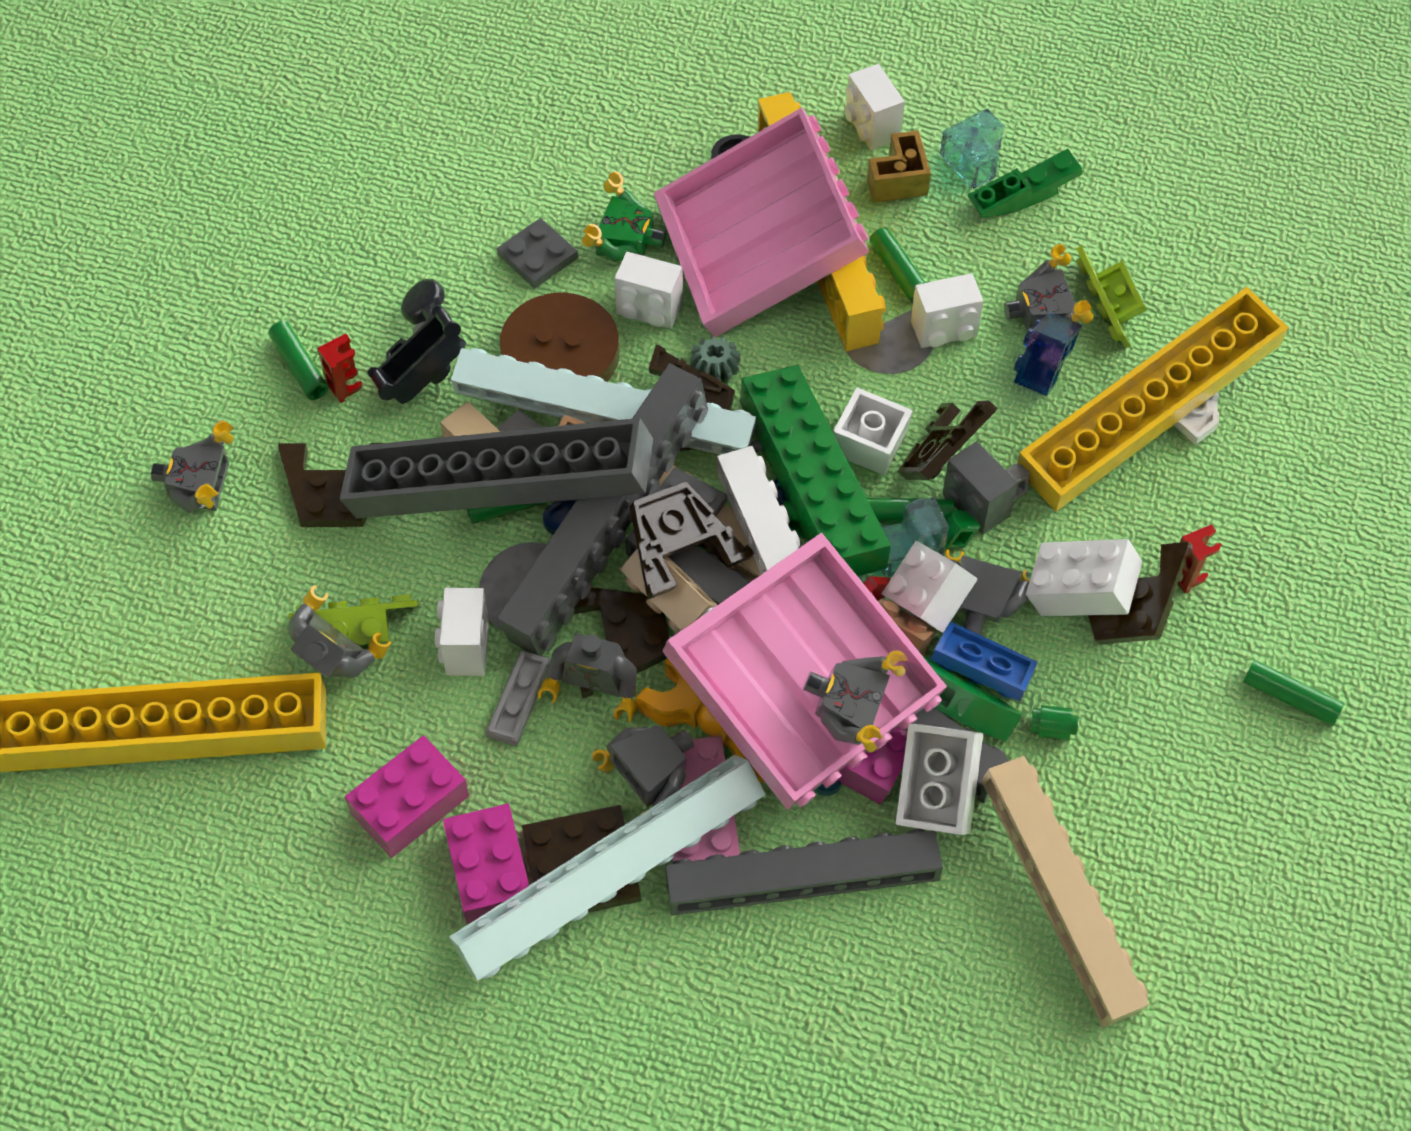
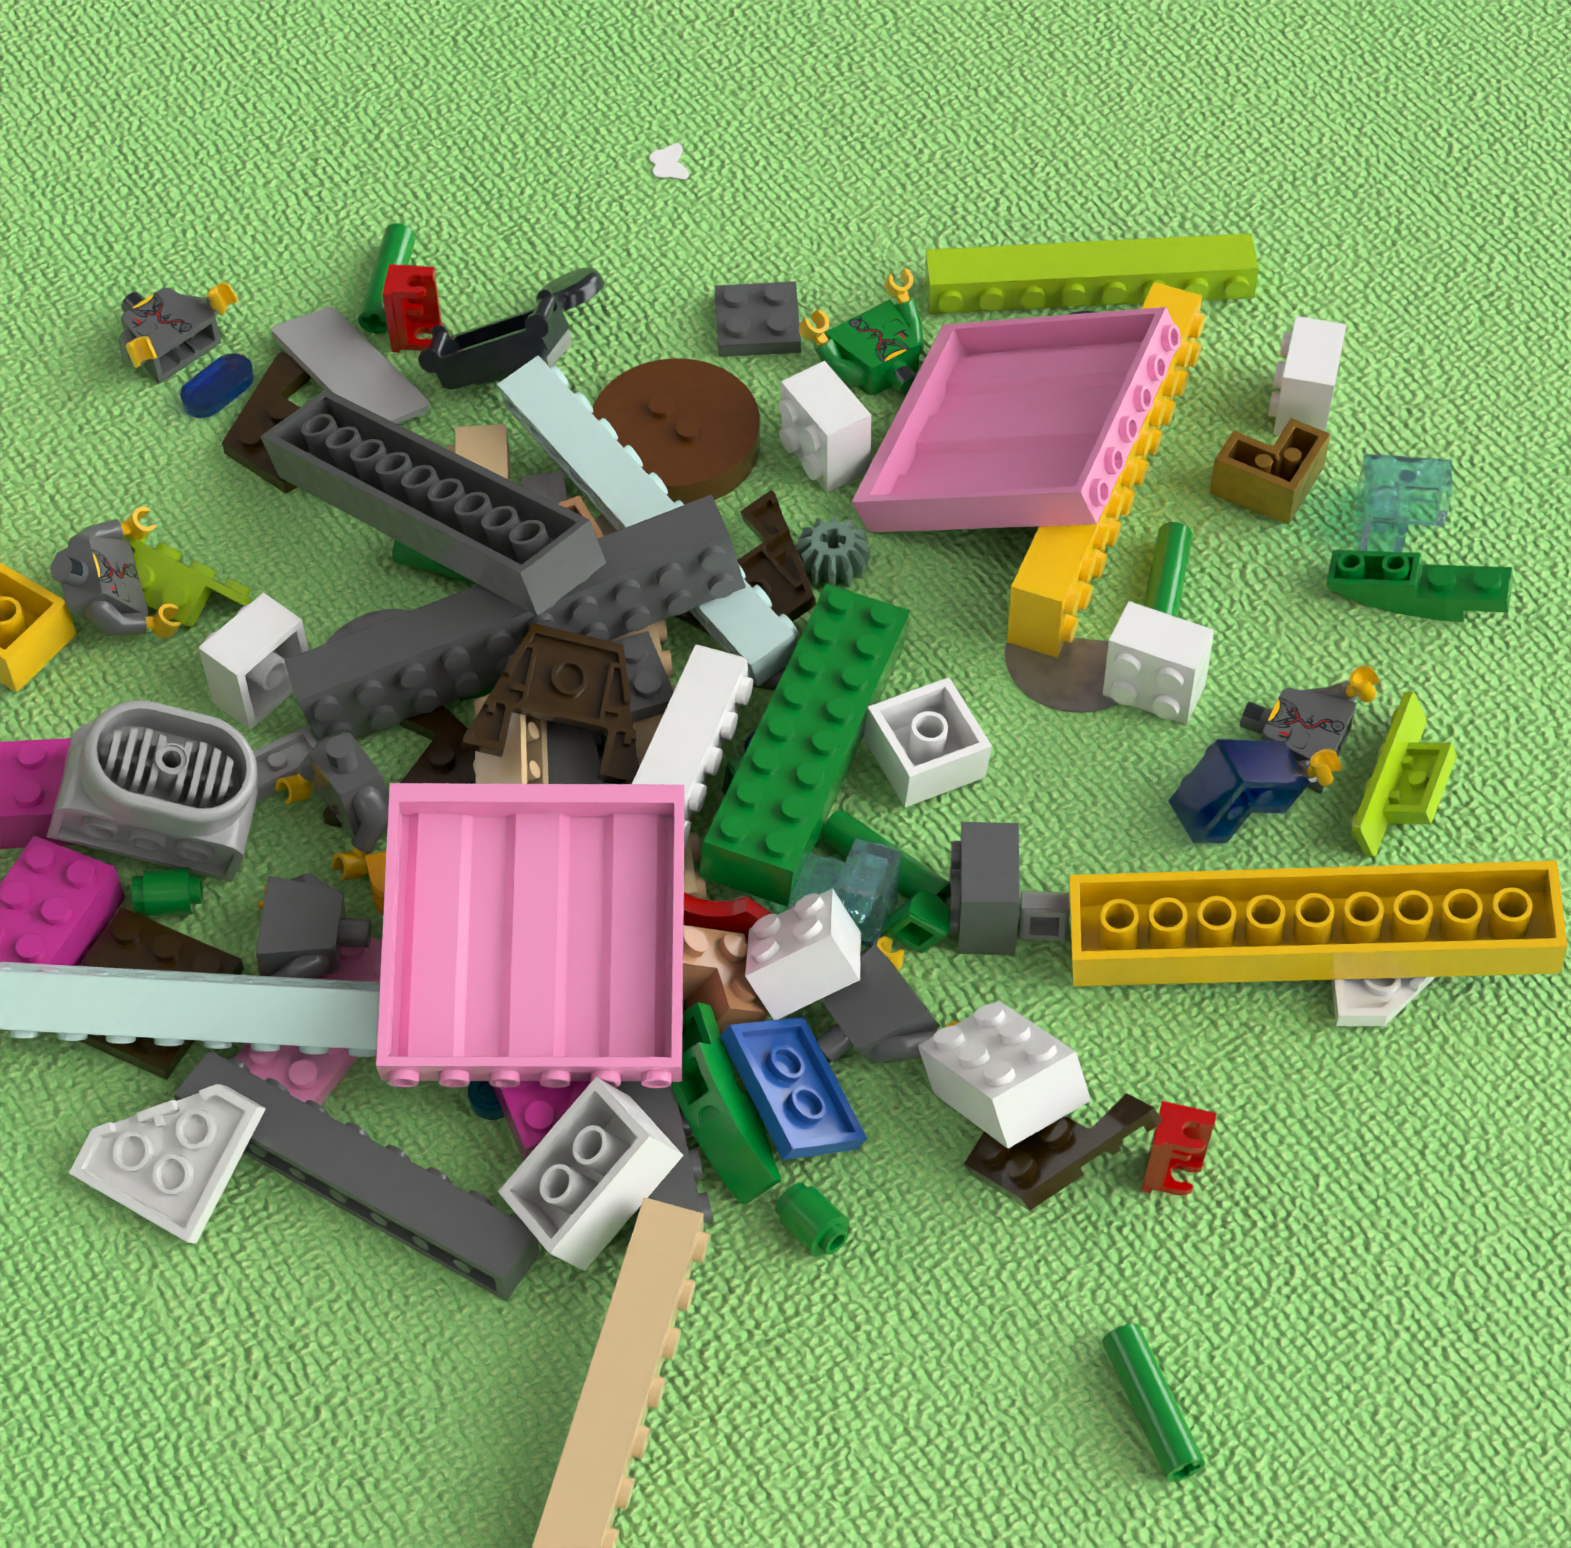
camera: 40 degrees right, 5 degrees down
(257, 489) = (217, 385): none -> clear blue tile
(327, 426) = (349, 364): none -> light grey piece
(389, 190) = (667, 163): none -> white sticker
(502, 739) = (159, 788): none -> light grey brick
(541, 798) = (166, 892): none -> green brick
(698, 116) = (1088, 272): none -> lime brick
(702, 938) = (171, 1157): none -> white plate
(853, 696) = (541, 992): dark grey torso -> none
(943, 441) = (988, 806): dark brown wing -> none

